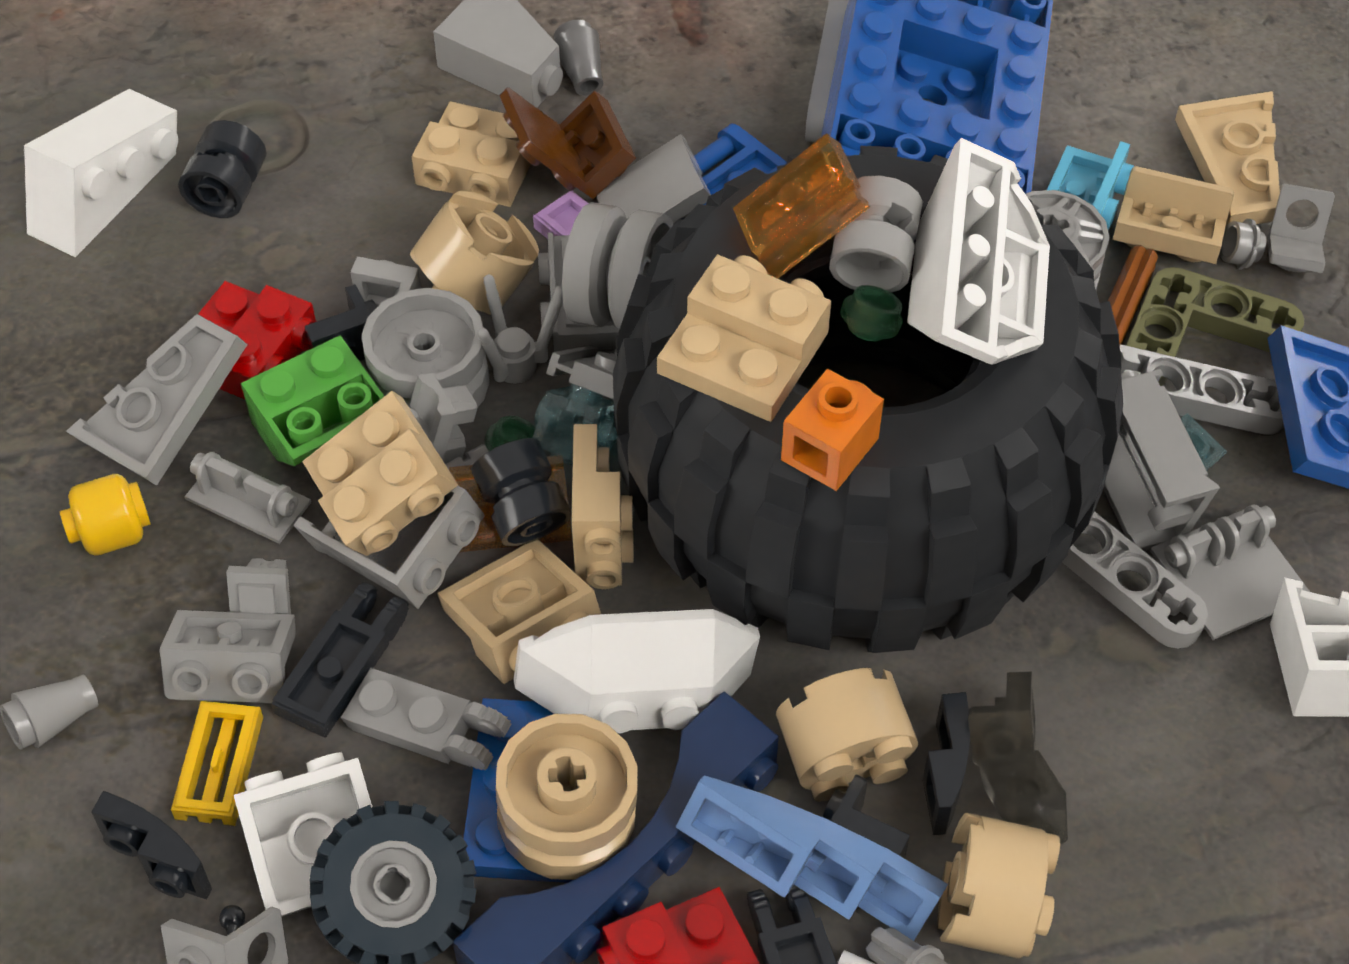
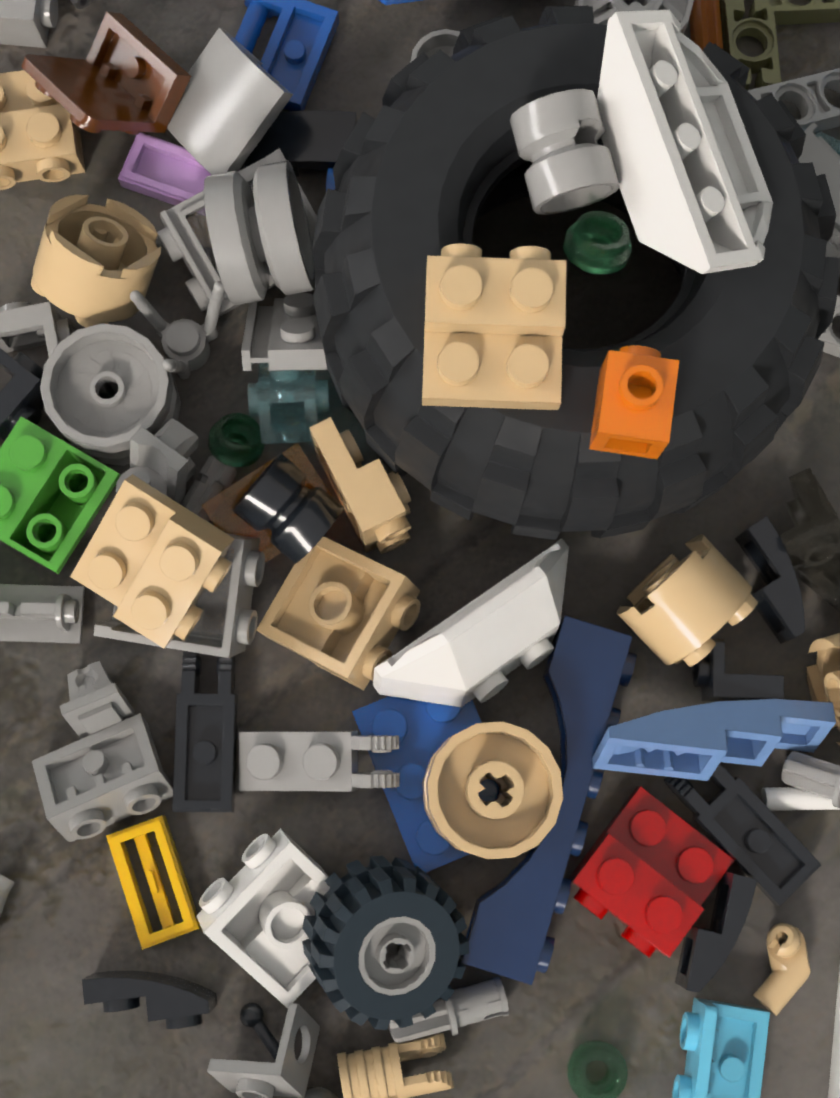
camera: 30 degrees left, 25 degrees up
(801, 206) = (480, 156): clear orange plate -> none

